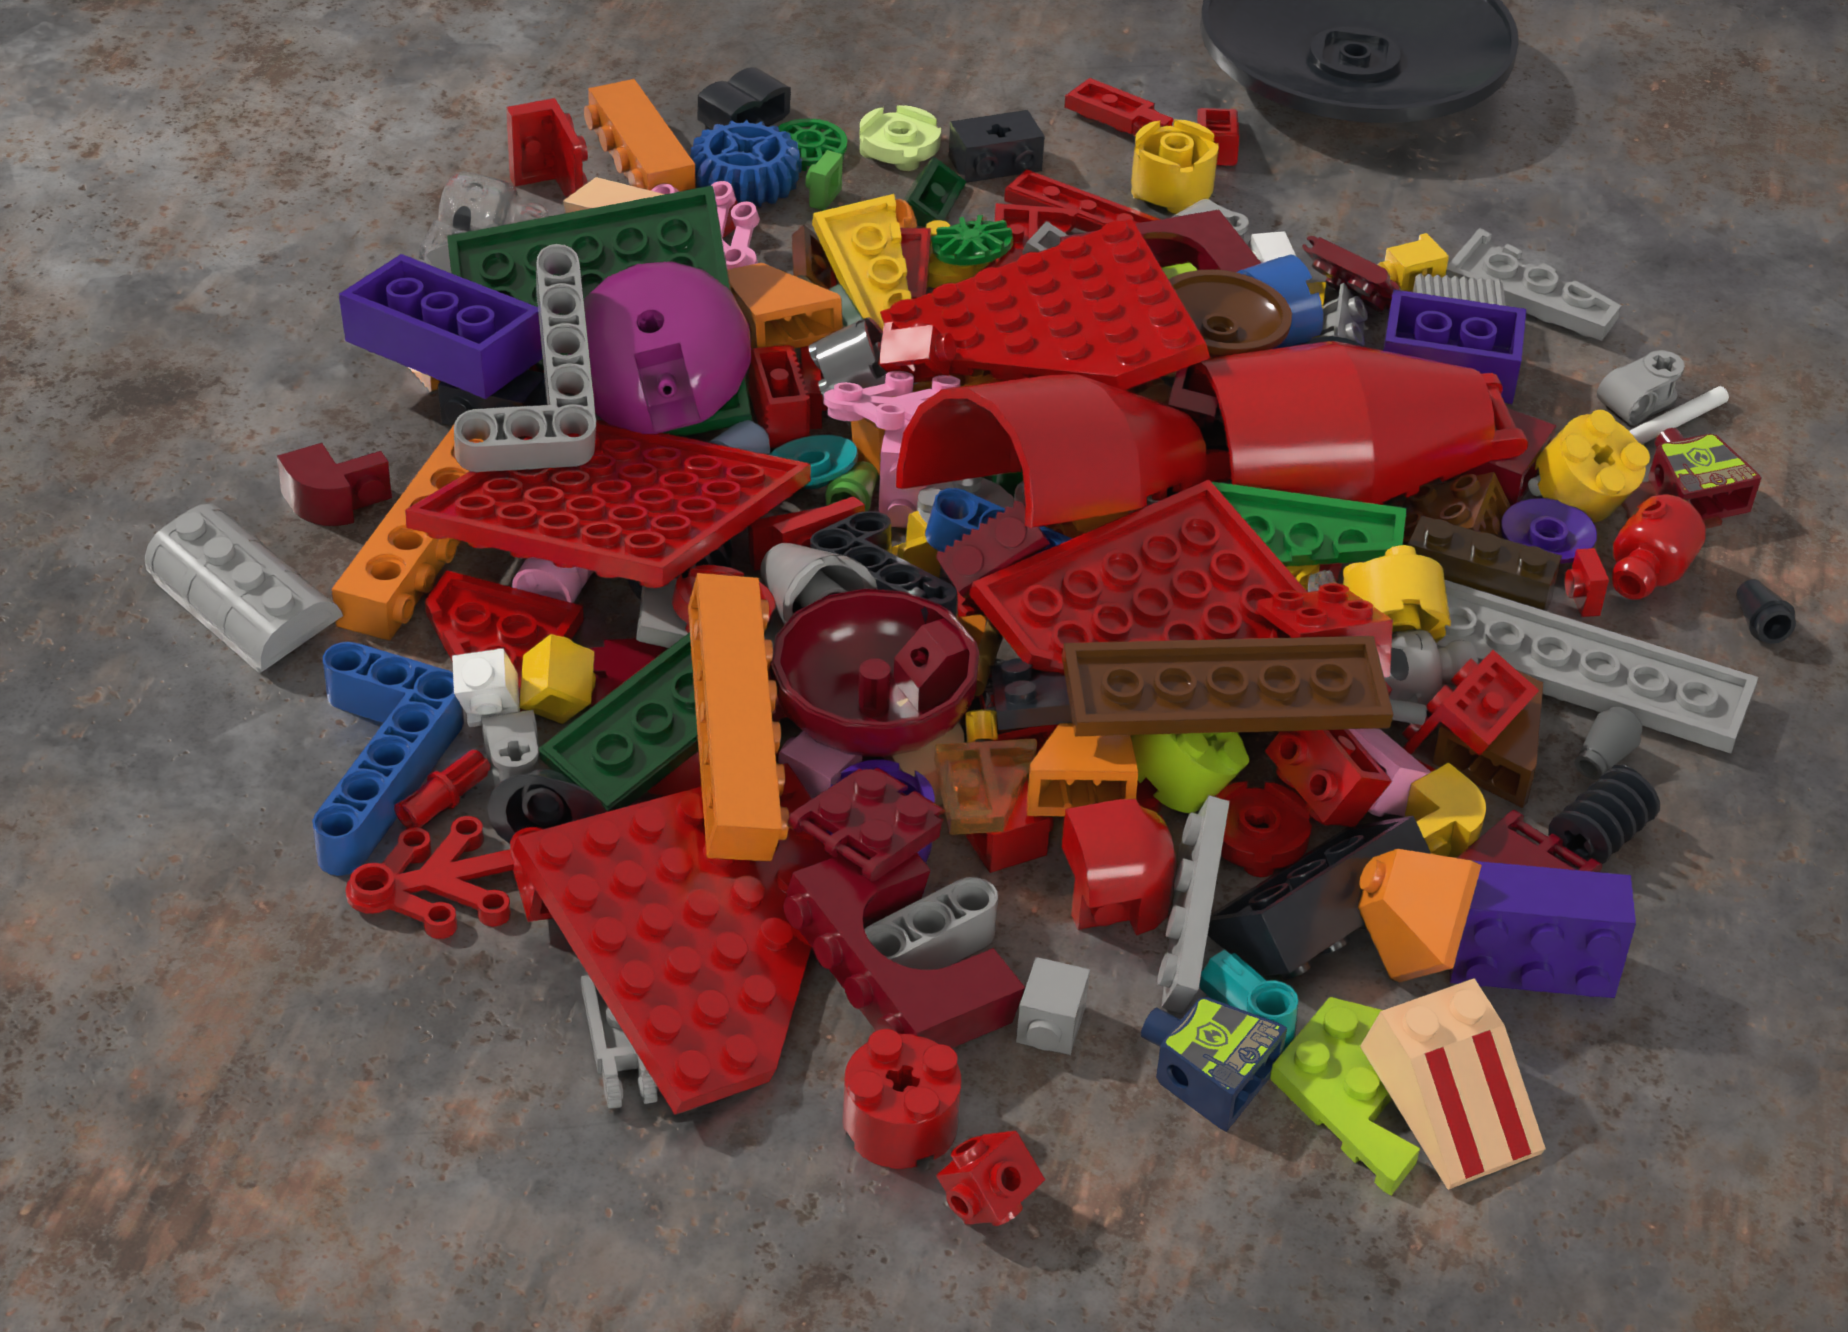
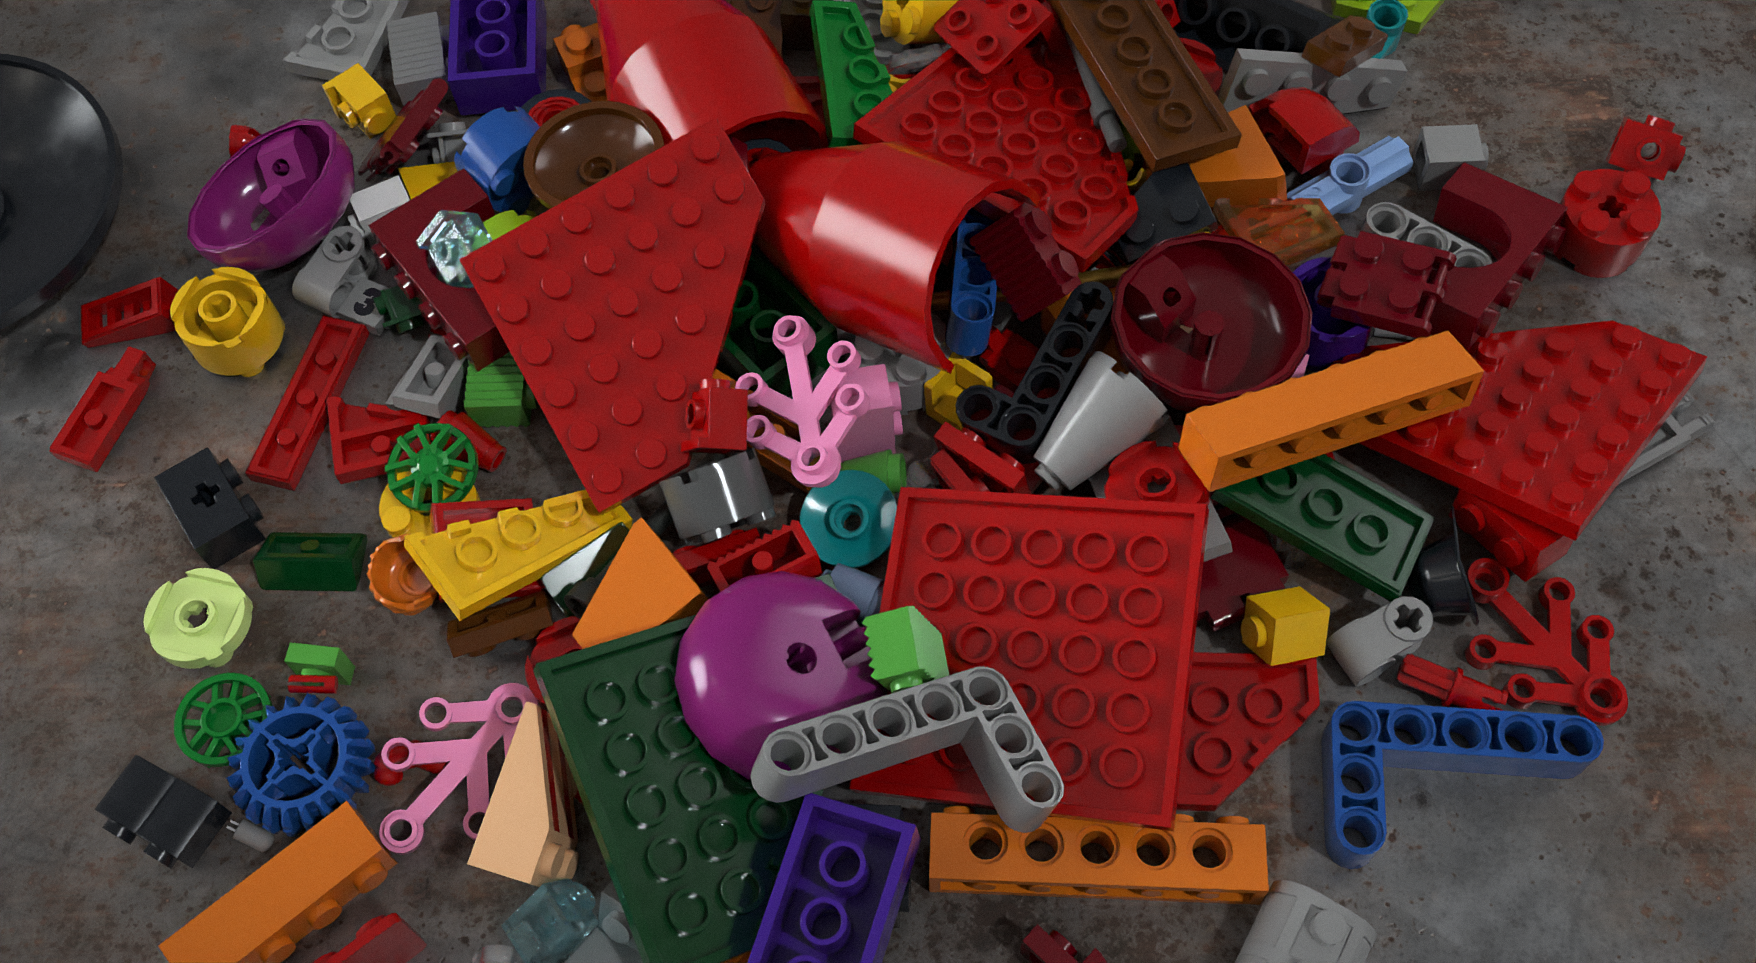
camera: 100 degrees left, 20 degrees up
(485, 684) = (1355, 670): white brick -> none
(631, 403) = (904, 649): none -> bright green brick
(802, 164) = (330, 684): none -> red piece
(1049, 901) = (1357, 175): none -> light blue piece
(1173, 244) = (451, 238): none -> clear light blue brick
(1214, 1056) = (1440, 50): torso -> none
(1218, 917) = (1345, 45): none -> reddish brown plate
(1288, 188) = (294, 172): none -> magenta piece
(1380, 199) = (240, 136): none -> red hinge

